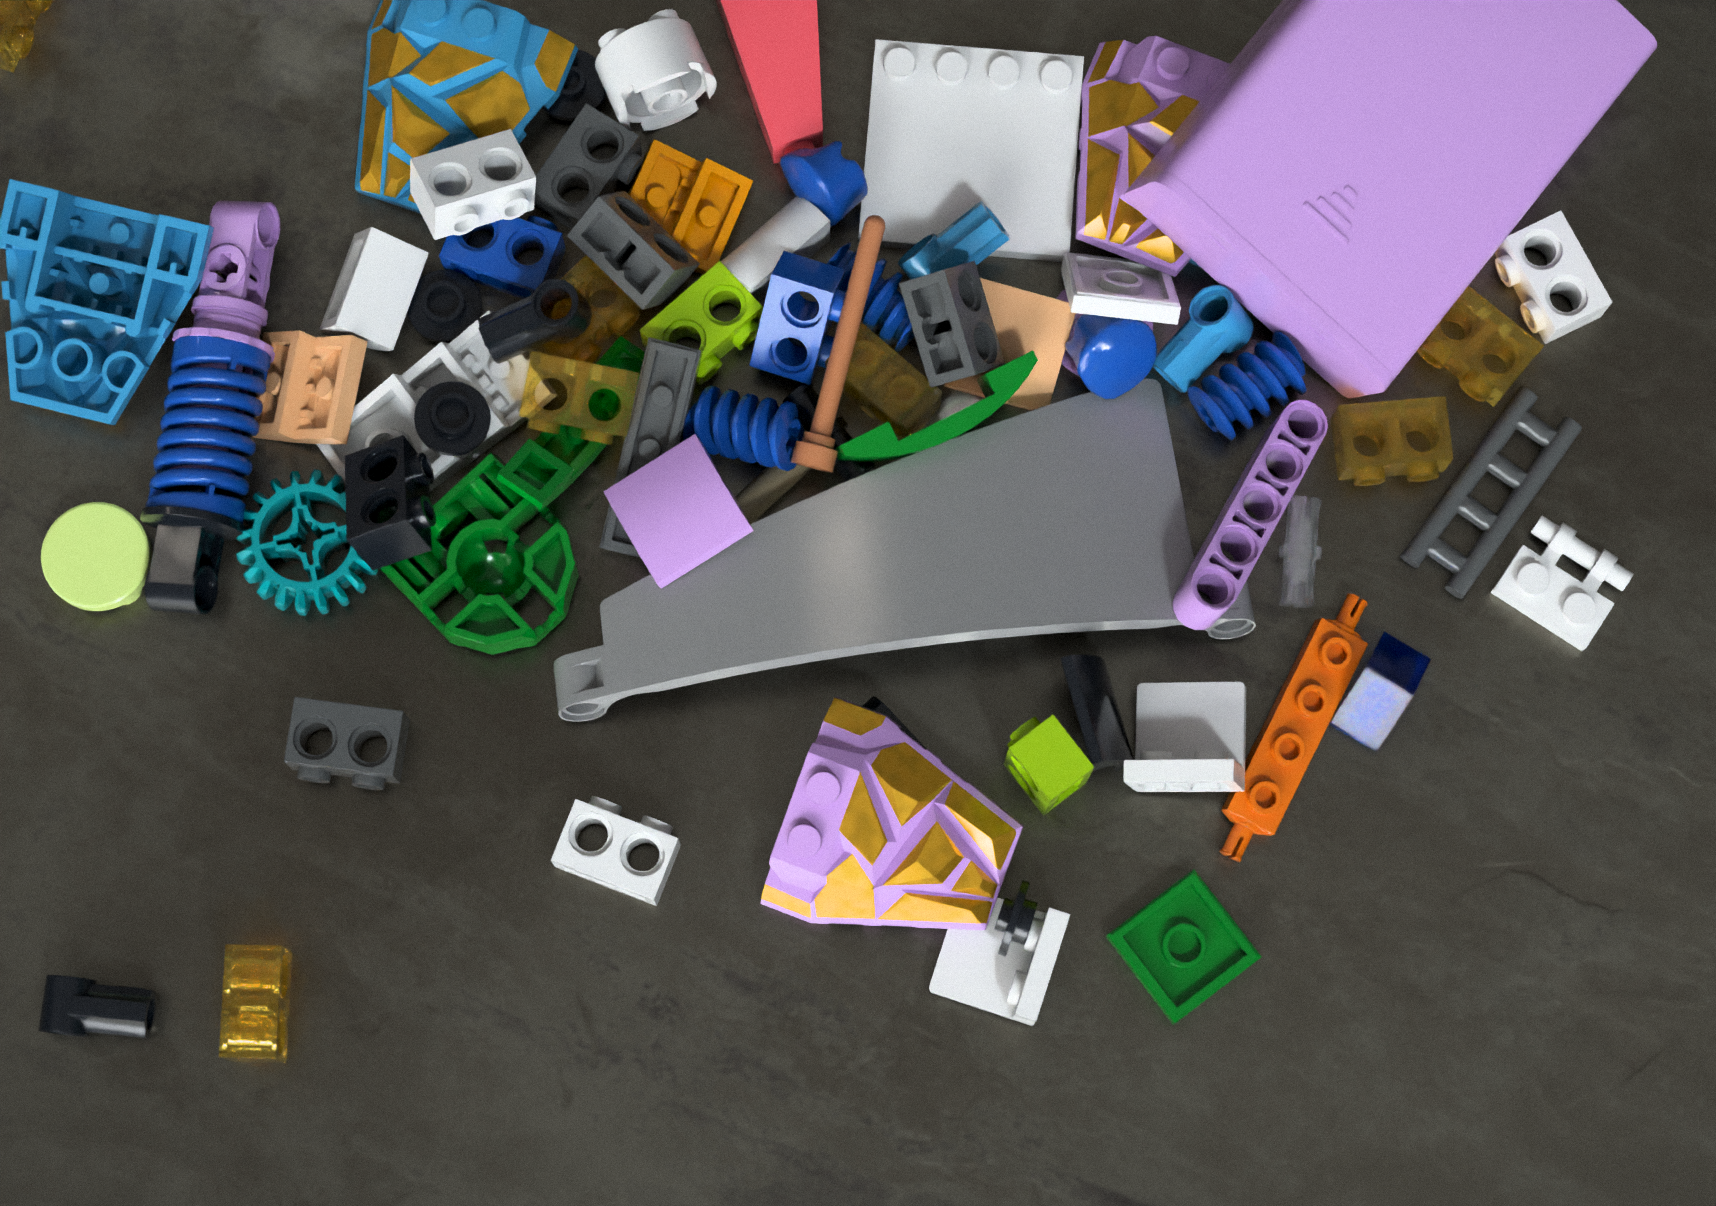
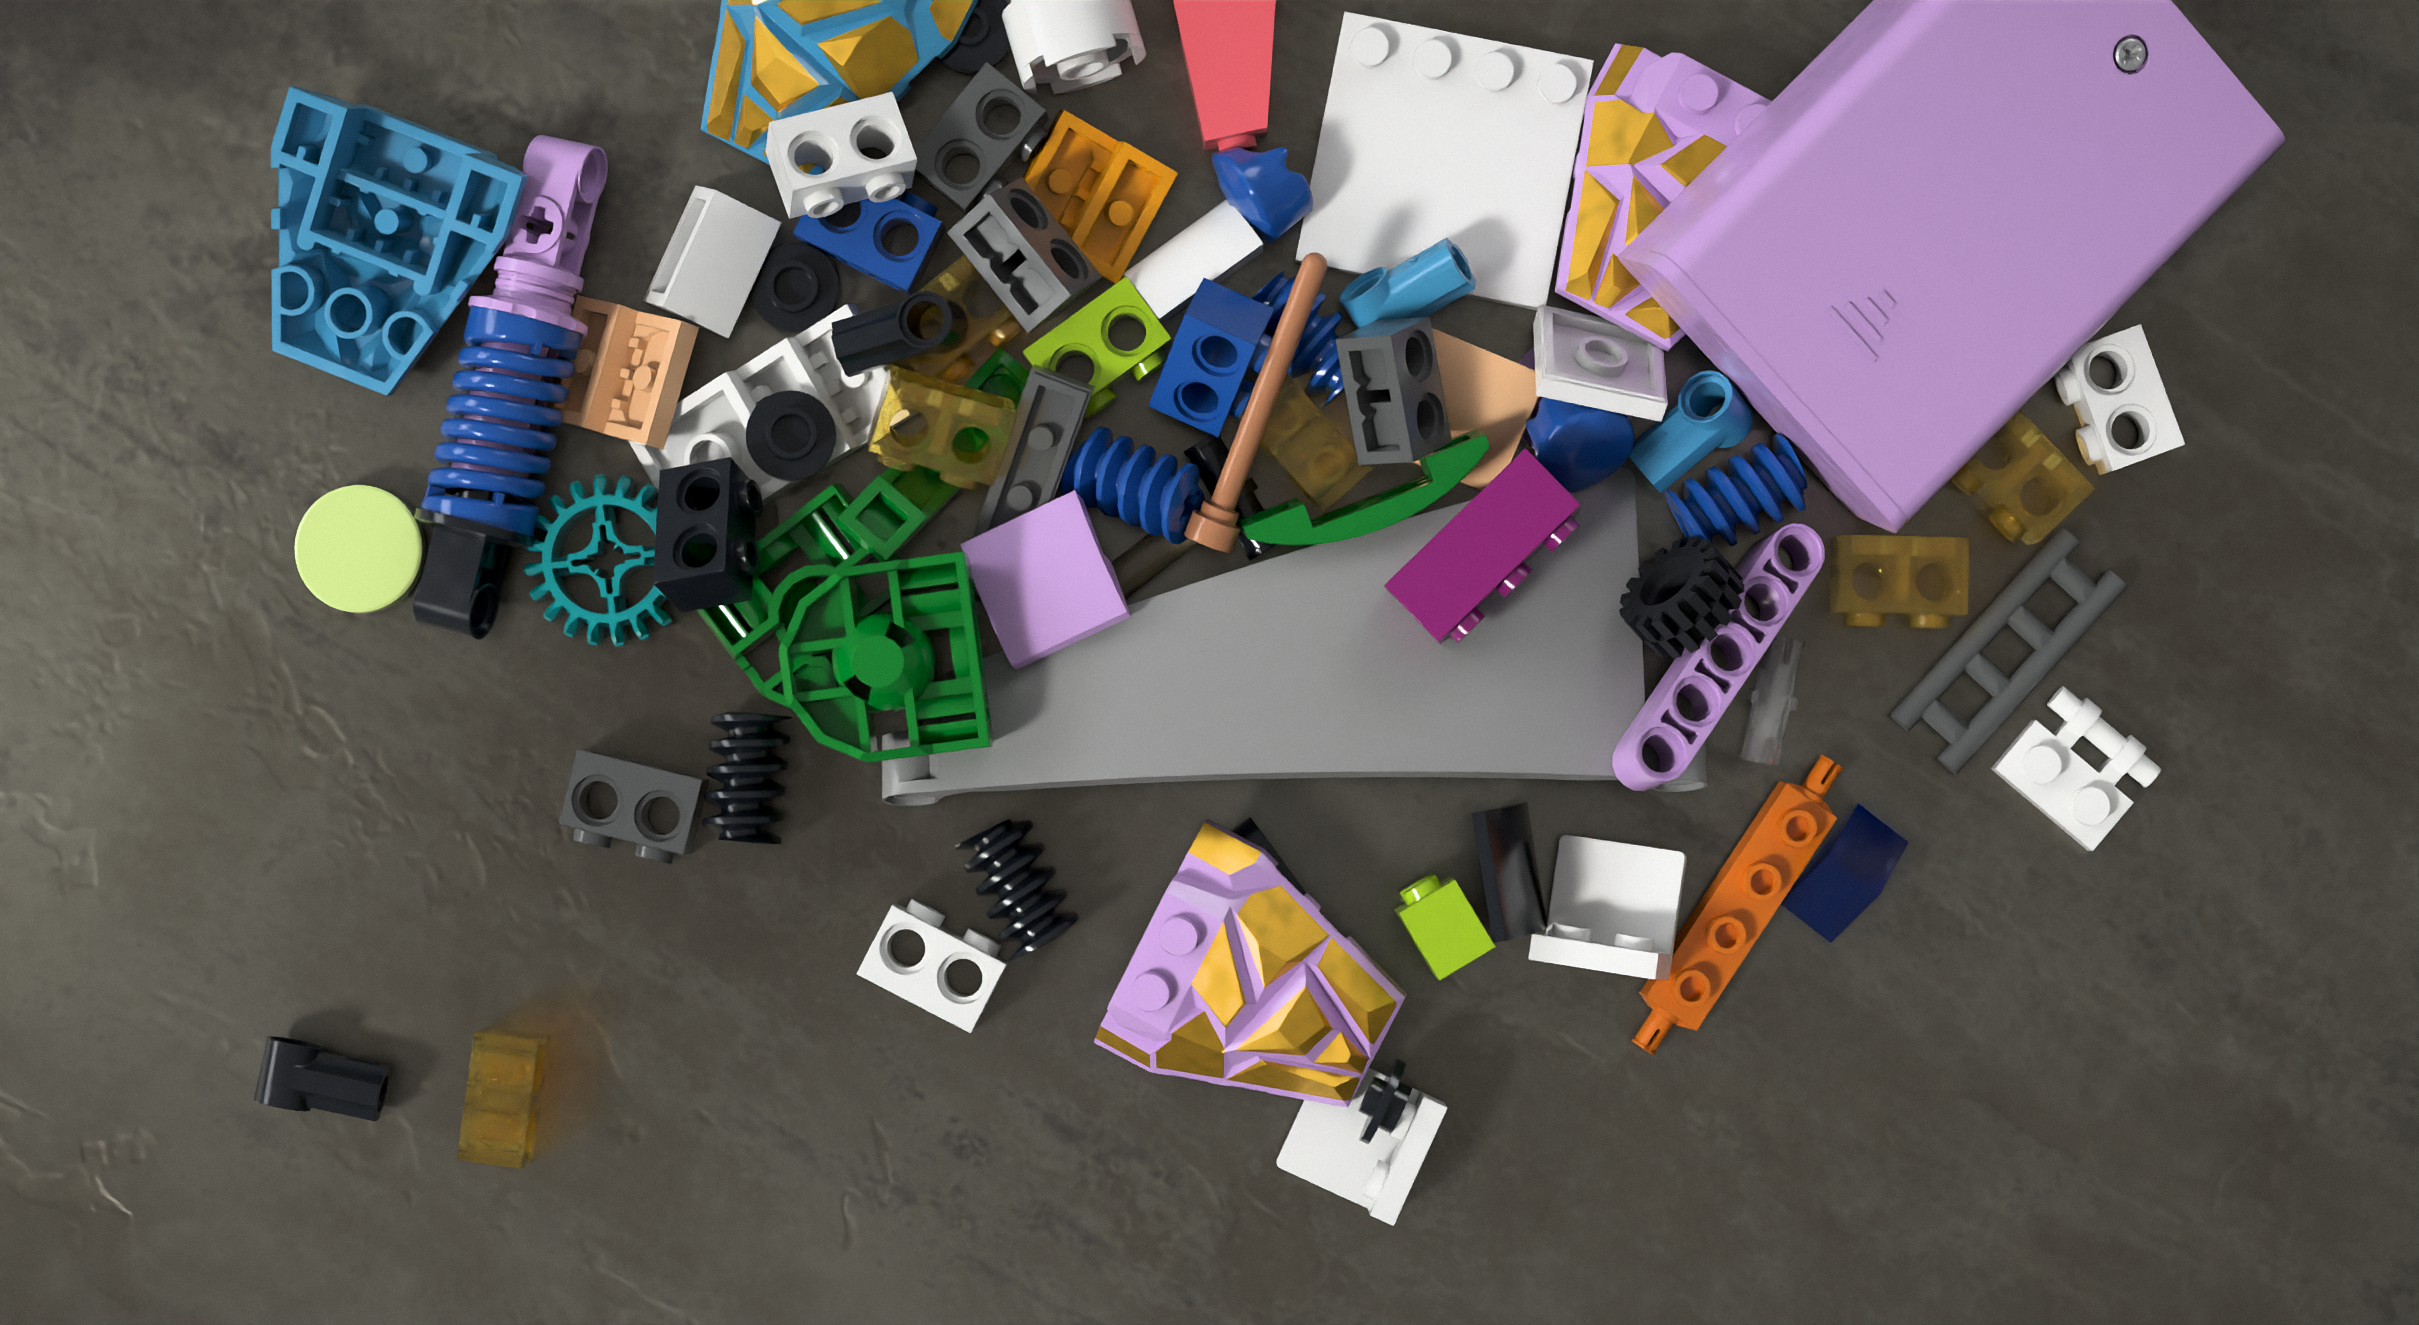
camera: 10 degrees right, 10 degrees up
(439, 707) = (746, 777): none -> black piece
(580, 528) = (898, 676): none -> green connector
(680, 774) = (1018, 886): none -> black piece
(1044, 438) = (1485, 549): none -> magenta wedge
(1183, 946) = (1575, 1146): green tile -> none
(1213, 467) = (1681, 597): none -> black tyre

